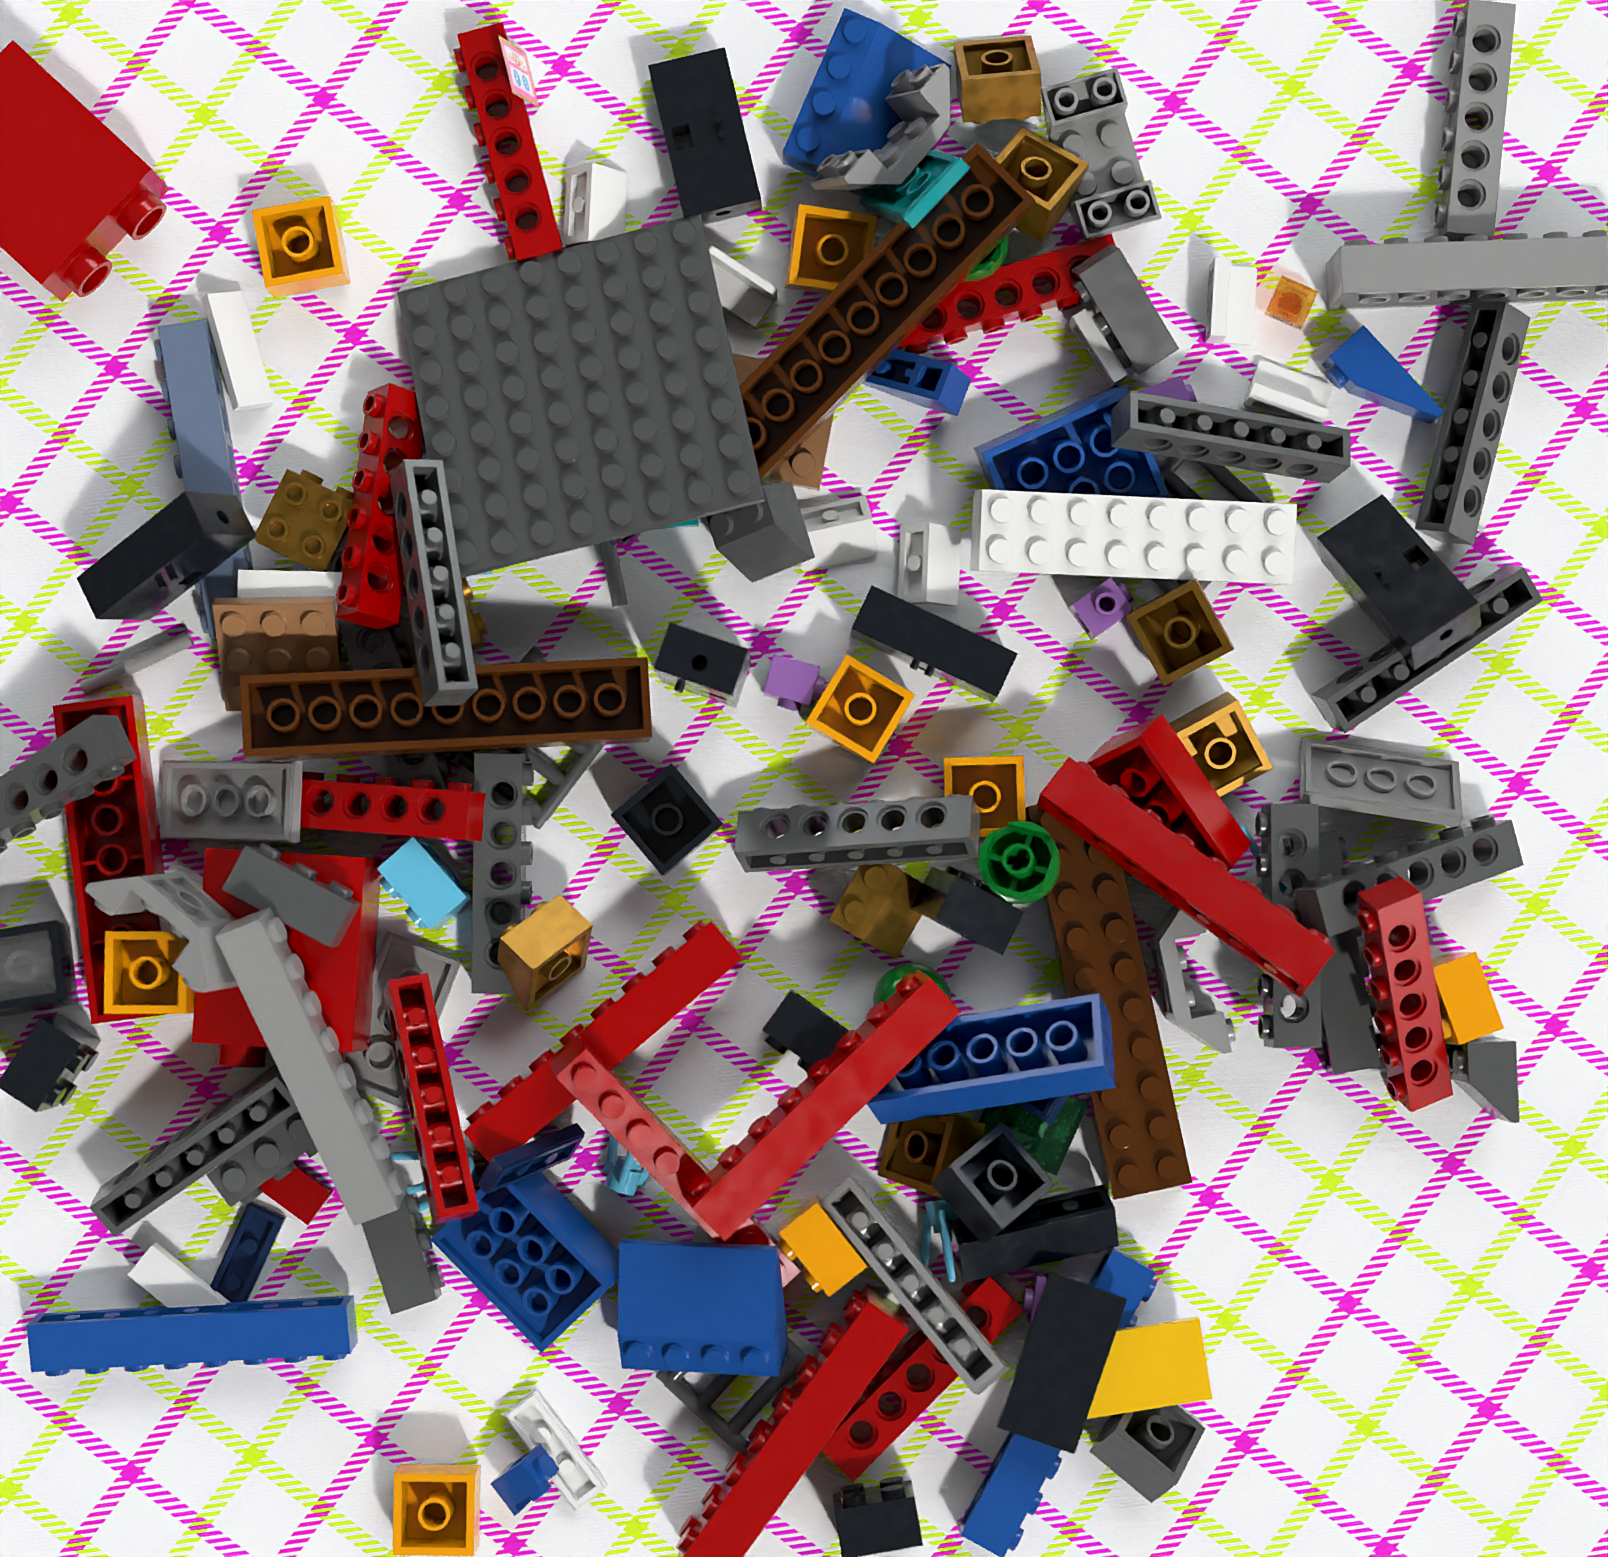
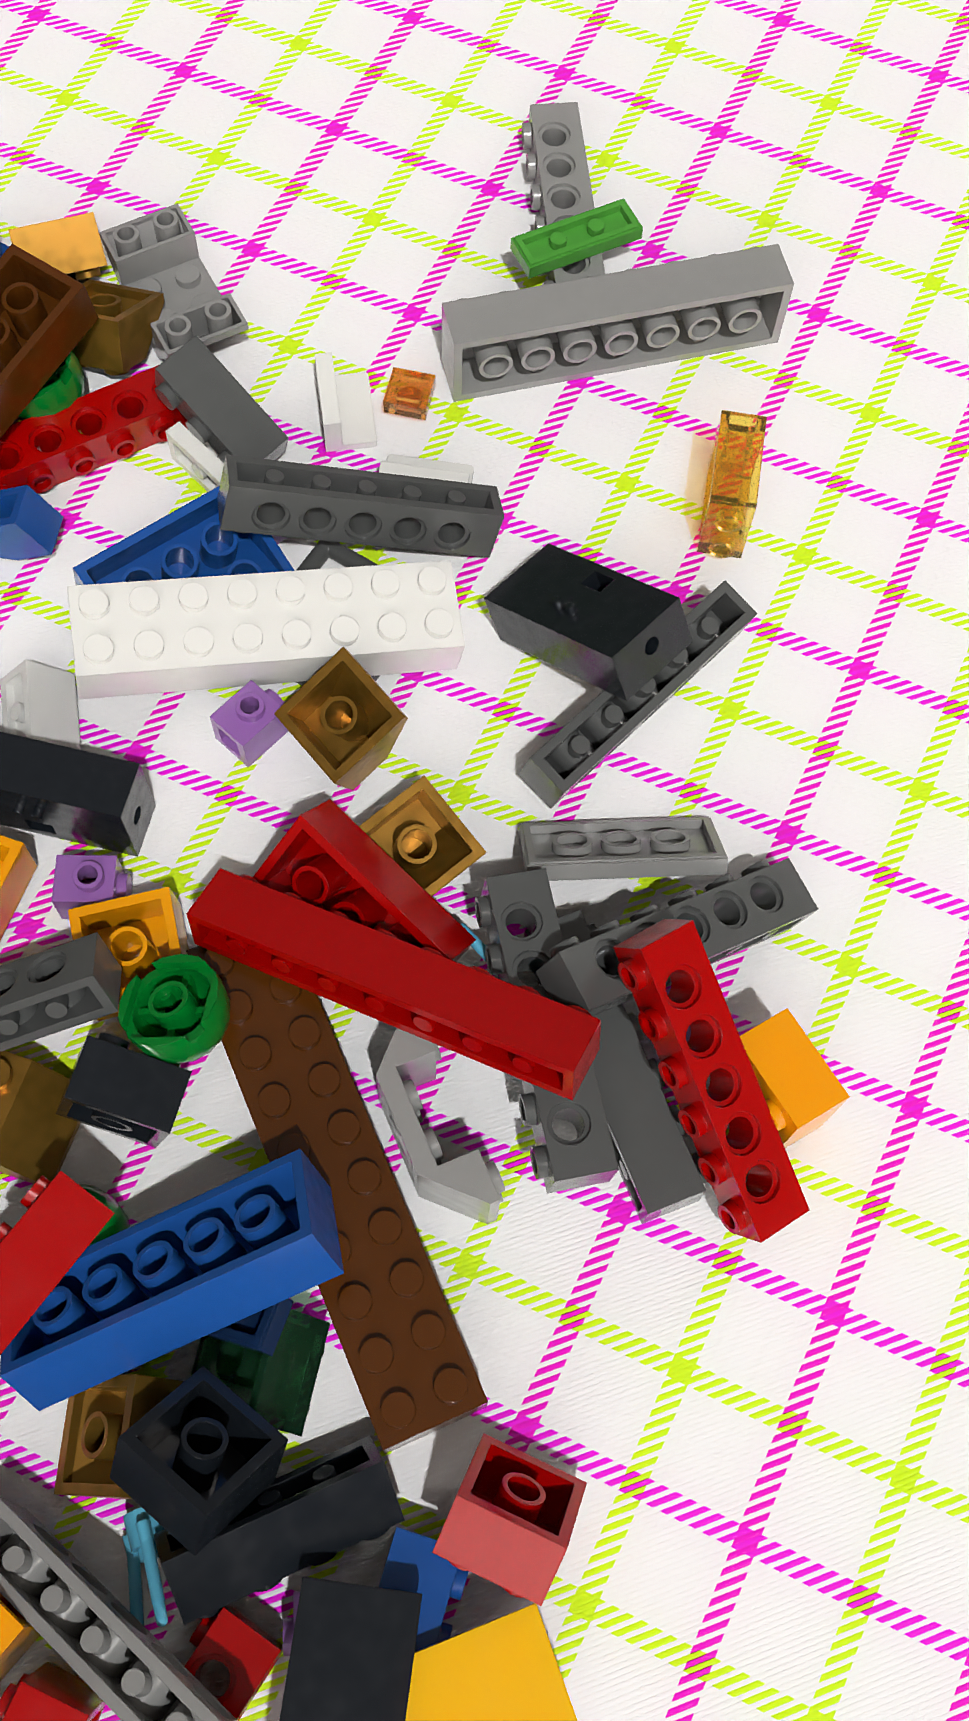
camera: 15 degrees left, 20 degrees down
(957, 729) = (88, 880): none -> medium lavender brick
(1193, 1261) = (511, 1520): none -> red brick
(1375, 375) = (521, 446): blue slope -> none
(1472, 422) = (632, 462): dark grey brick -> none
(1478, 173) = (576, 238): none -> bright green tile
(1488, 1075) = (847, 1173): dark grey slope -> none
(1554, 464) = (732, 484): none -> clear yellow window

